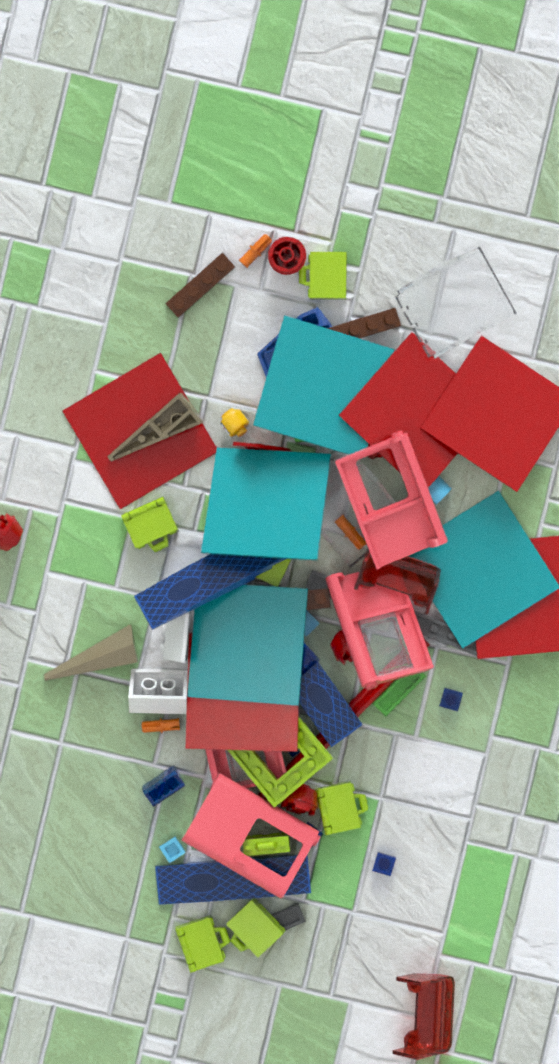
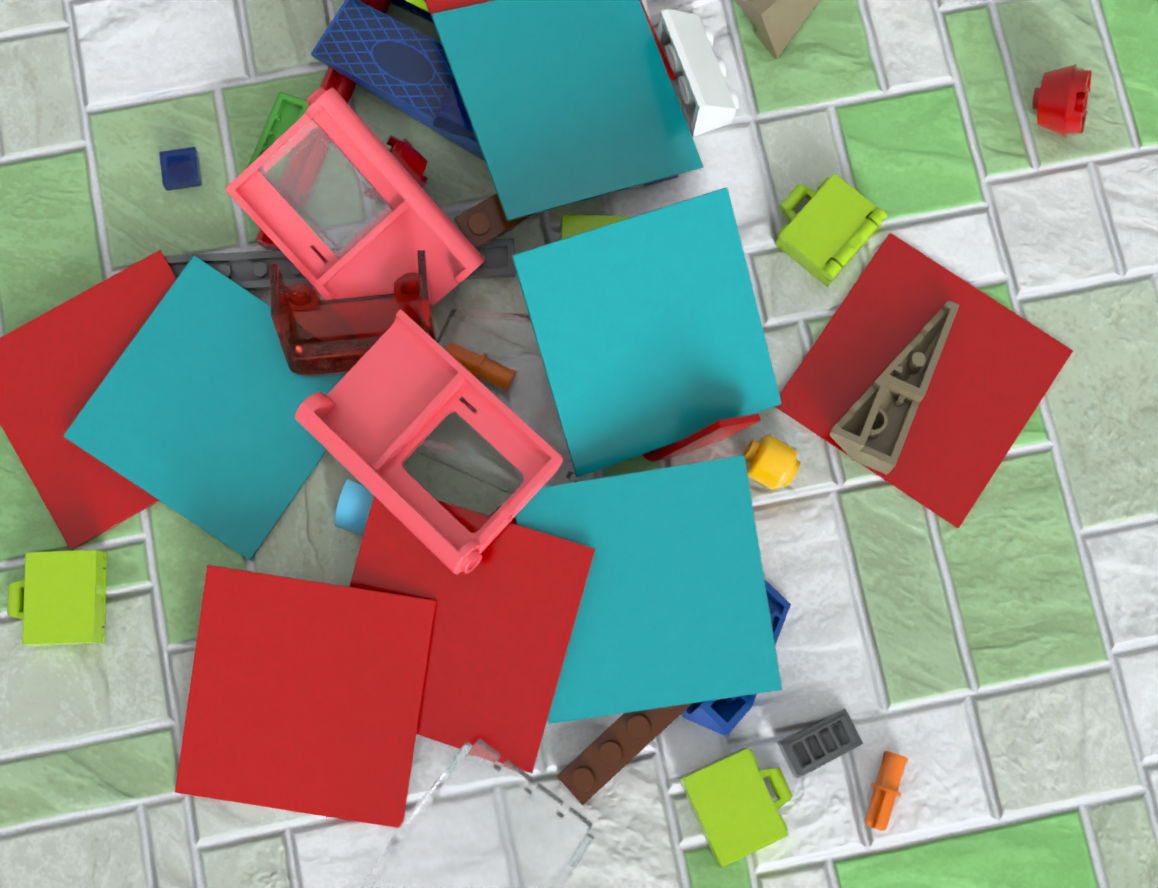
camera: 155 degrees right, 10 degrees down
(198, 585) = (710, 131): dark blue slope -> none
(200, 285) = (950, 680): reddish brown plate -> none
(287, 255) = (827, 807): red cone -> none
(290, 291) = (792, 756): none -> dark grey slope
(310, 623) = (479, 185): medium azure plate -> none

